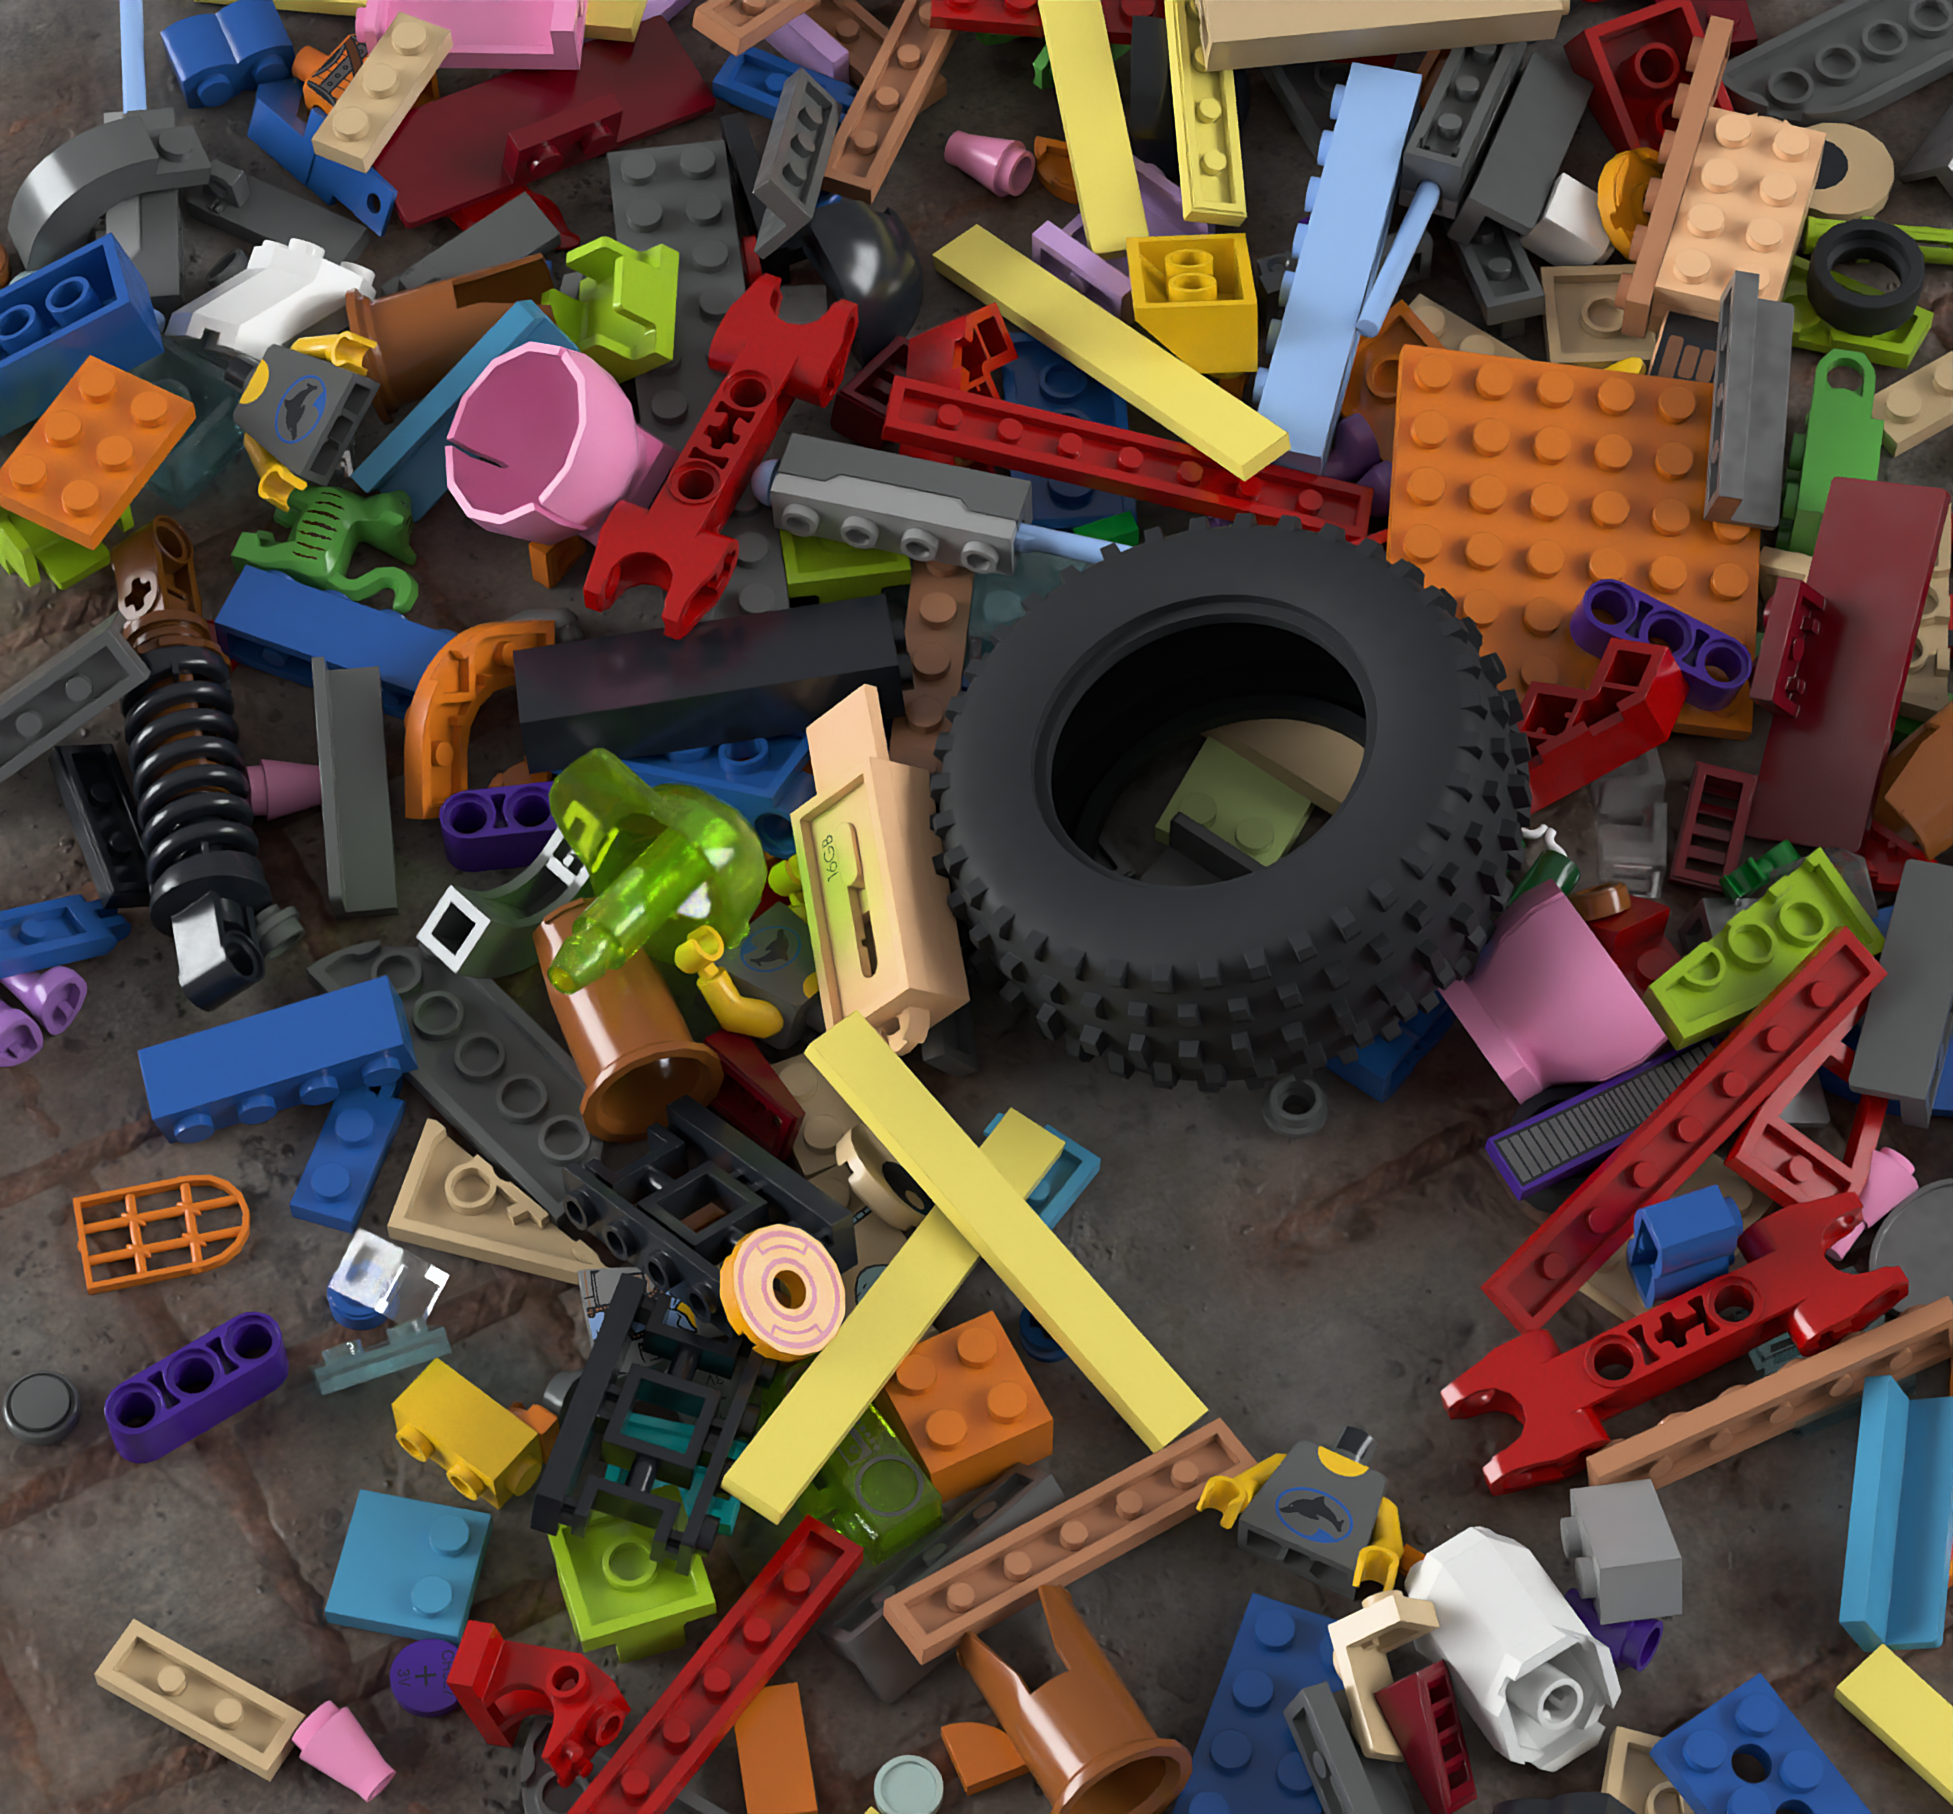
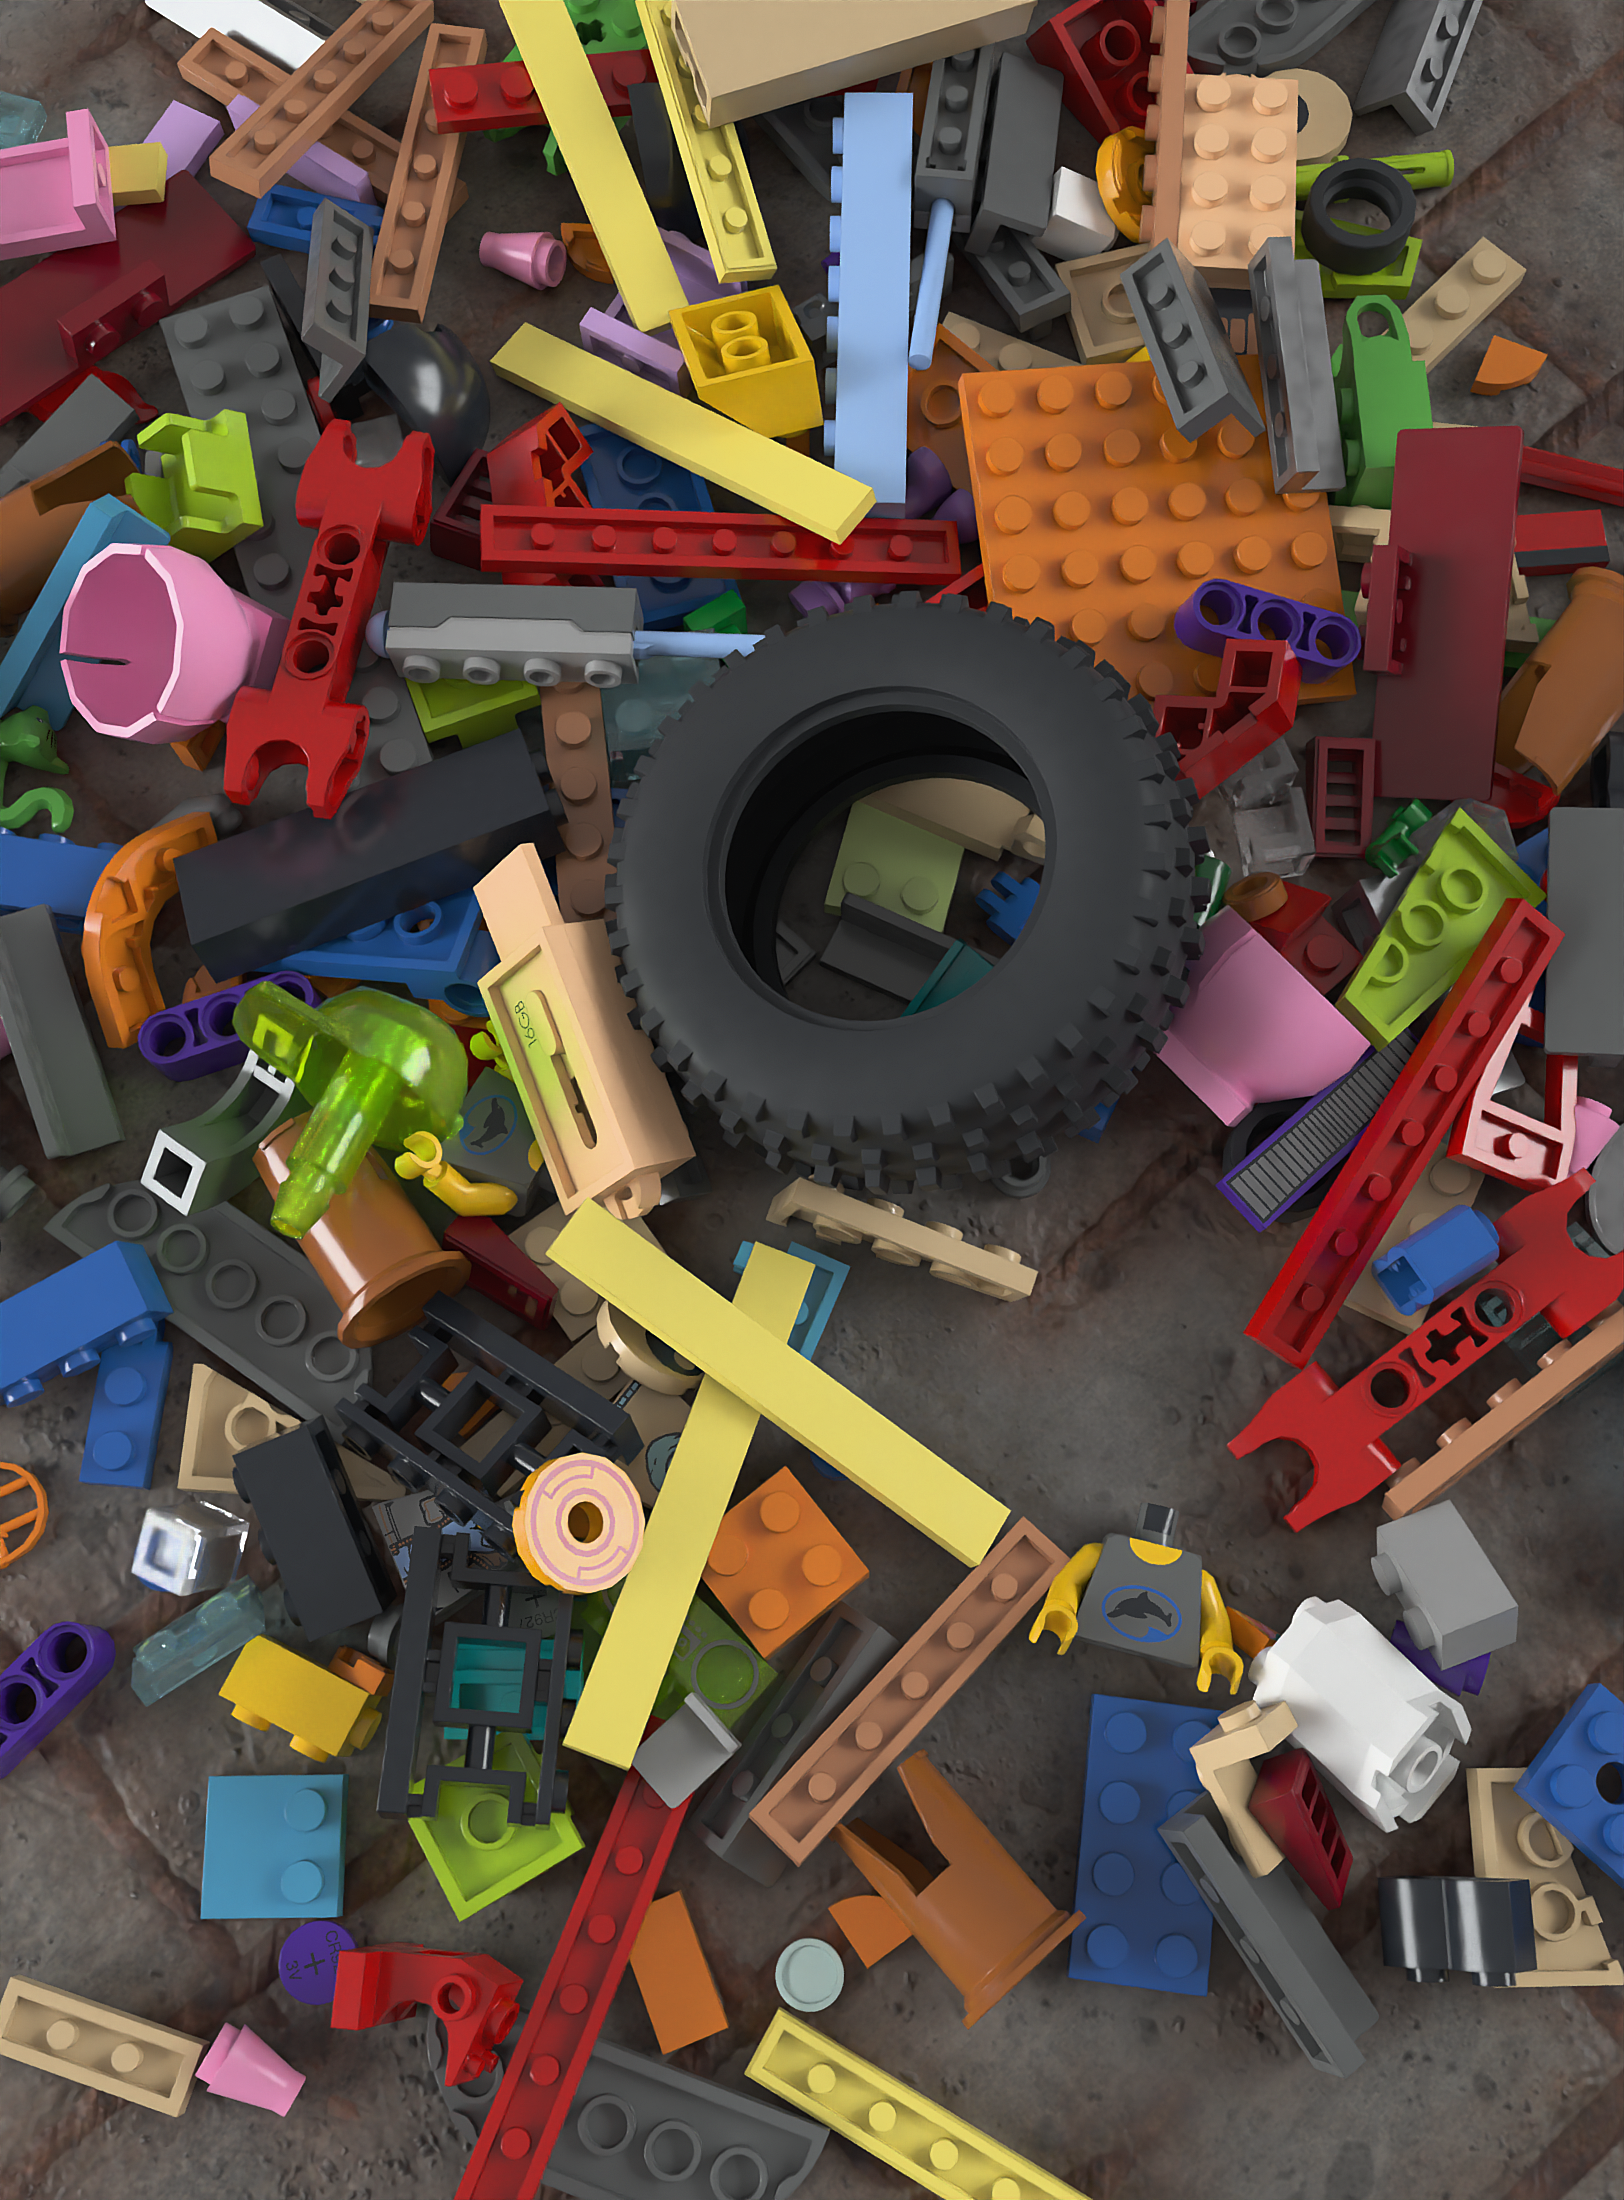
camera: 10 degrees left, 15 degrees up
(514, 1278) = (313, 1528): none -> black brick
(839, 1536) = (685, 1751): none -> light grey bracket
(1155, 1141) = (901, 1241): none -> tan wing
(1641, 357) = (1188, 343): none -> dark grey panel

